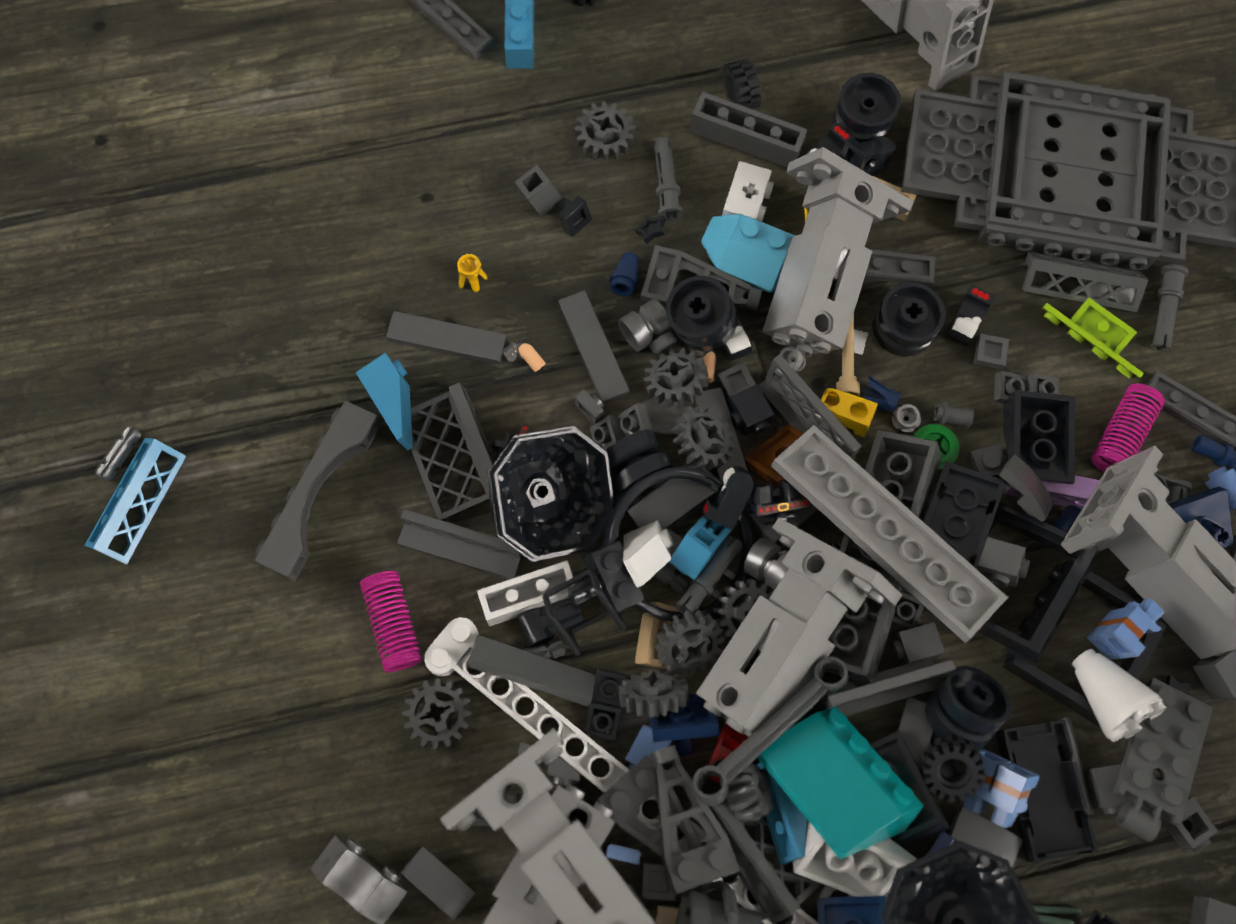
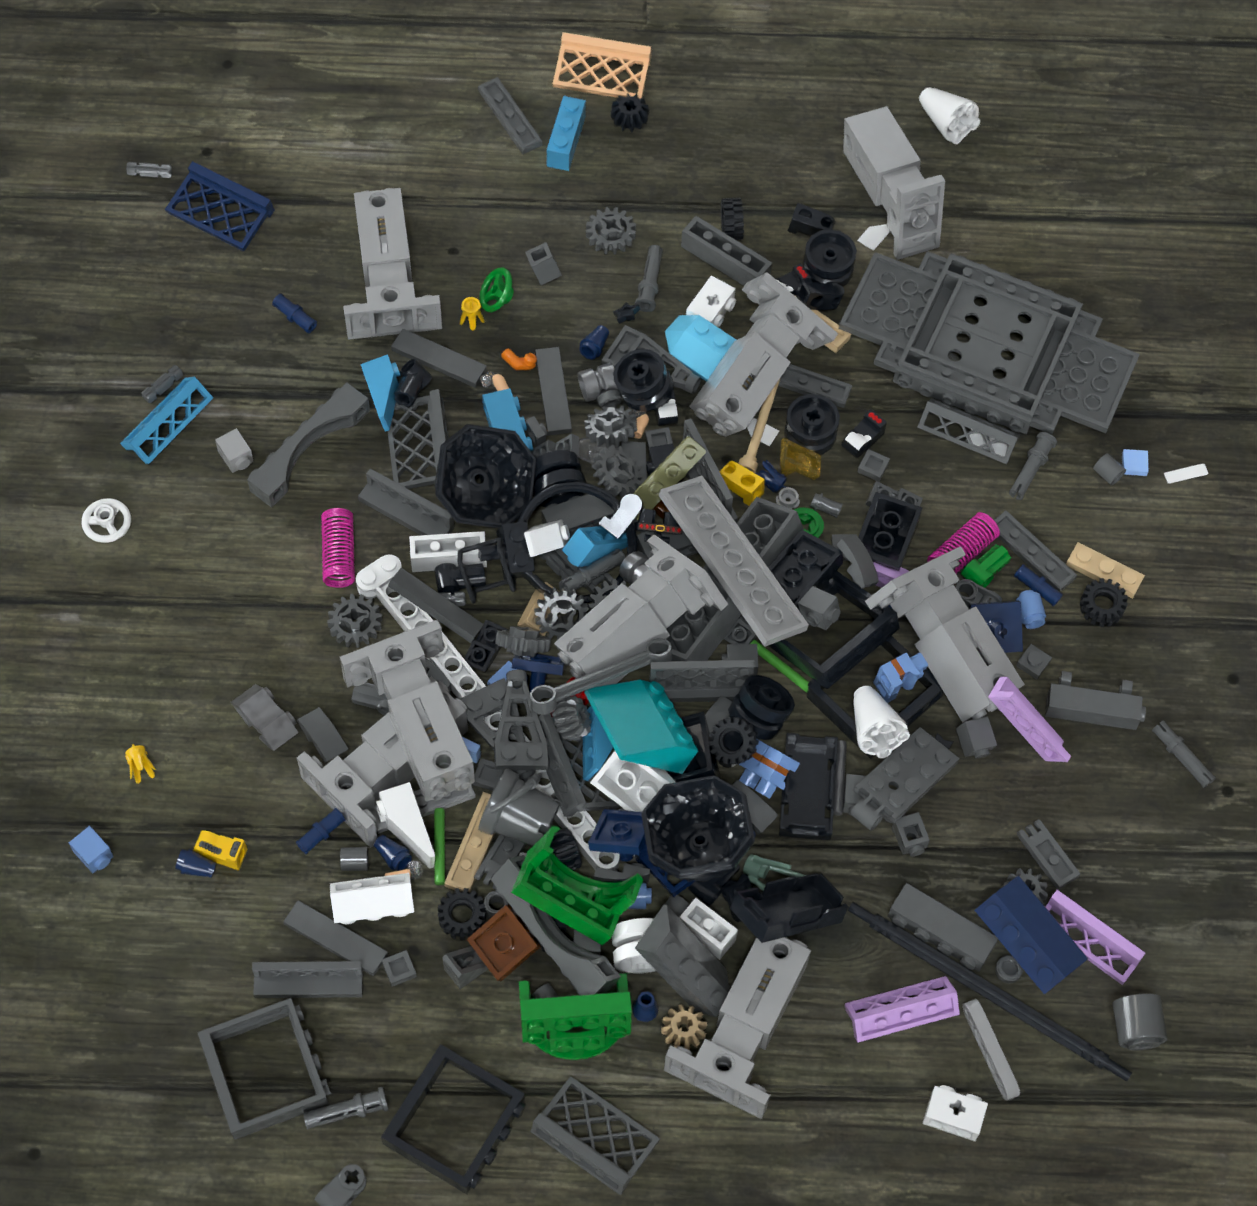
camera: 15 degrees right, 10 degrees down
(35, 179) = (149, 169): none -> dark grey axle
(80, 649) = (102, 509): none -> white piece
(146, 187) = (233, 193): none -> dark blue fence
(229, 522) = (234, 450): none -> light grey brick
(258, 322) = (294, 313): none -> dark blue pin
(355, 244) = (387, 272): none -> light grey brick
(425, 375) = (414, 379): none -> black piece
(495, 236) = (499, 290): none -> green piece
(544, 321) = (519, 363): none -> orange arm
(548, 401) = (502, 413): none -> dark azure brick
(573, 215) = (566, 288): black tile -> none
(771, 428) = (670, 471): none -> olive bracket
(790, 353) = (709, 434): light grey plate -> none
(828, 68) = (809, 220): none -> black leg
(901, 68) = (874, 235): none -> white sticker
(906, 367) = (799, 459): none -> clear yellow slope
(975, 642) = (781, 666): none -> bright green bar
(1101, 330) = (968, 468): lime bracket -> none
(1166, 438) = (984, 569): none -> green piece

